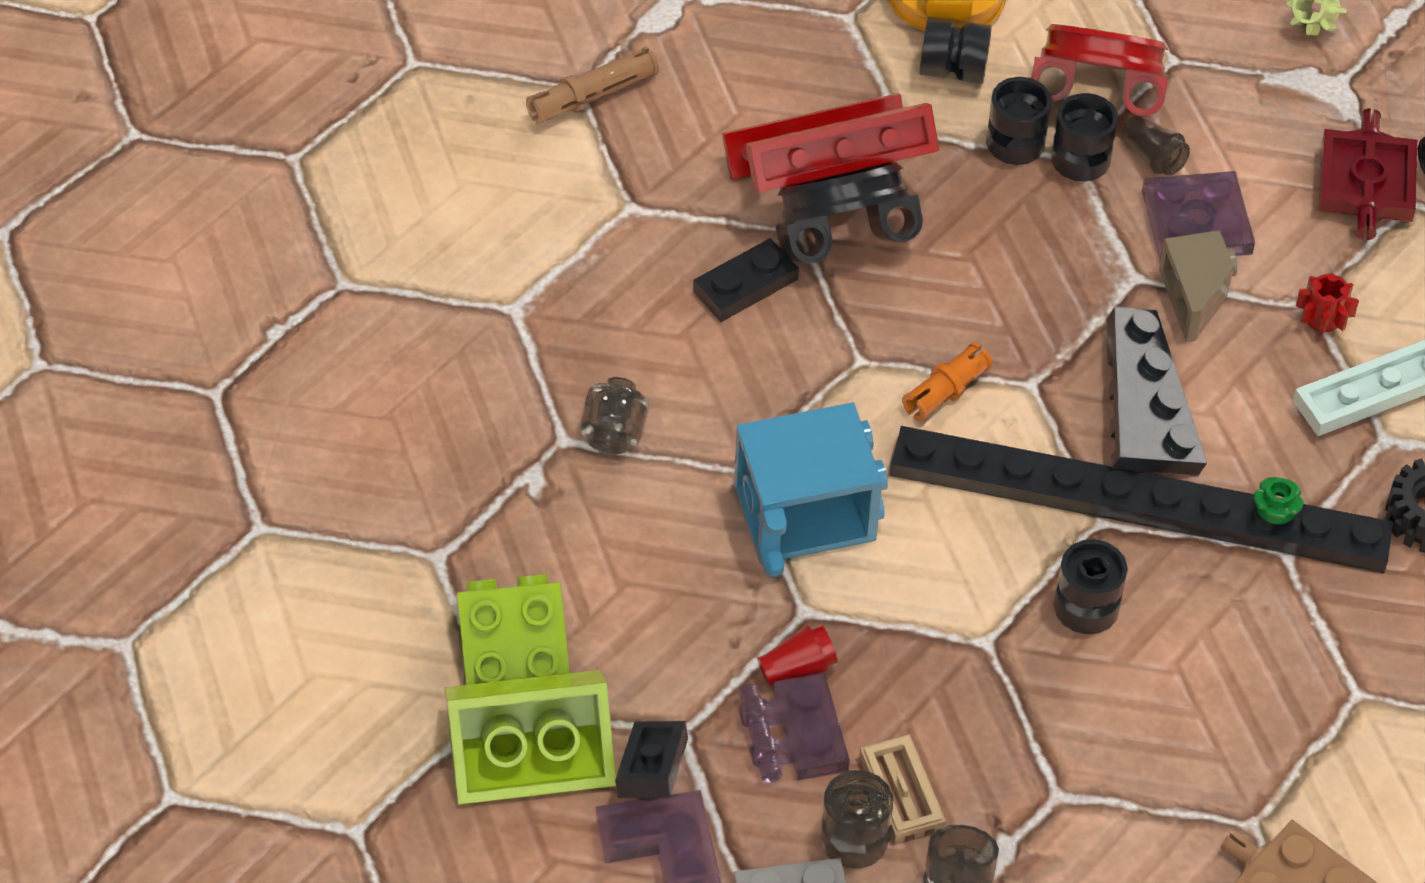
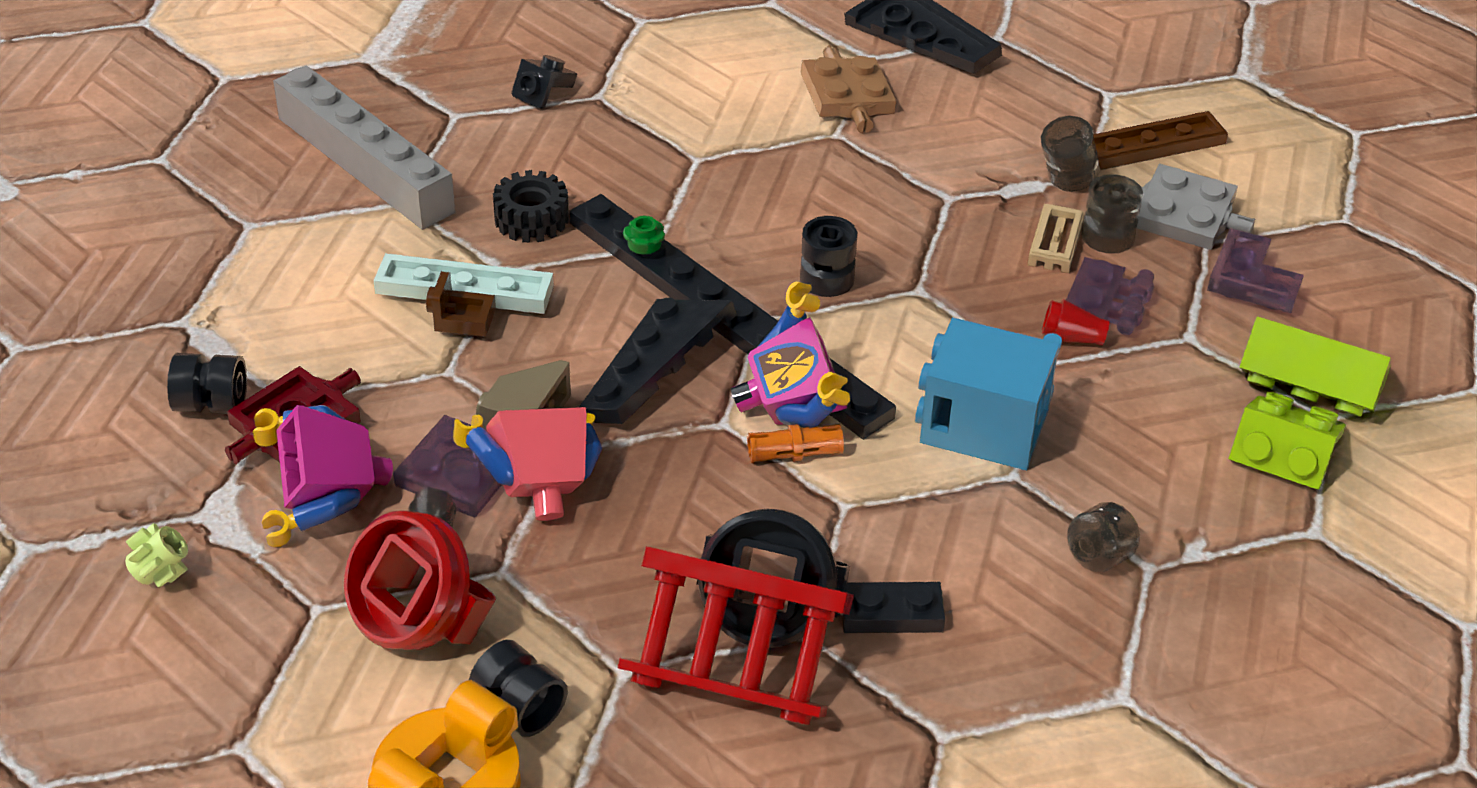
camera: 145 degrees left, 10 degrees down
(651, 760) = (1235, 303): black plate -> none
(984, 408) = (793, 368): none -> torso
(1018, 120) = (533, 589): black wheel -> none
(1084, 137) = (494, 544): black wheel -> none
(1129, 221) = (535, 452): none -> coral torso
(1285, 123) = (322, 466): none -> dark pink torso
(1327, 303) = (447, 344): red gear -> none
(1358, 341) = (458, 310): none -> reddish brown bracket

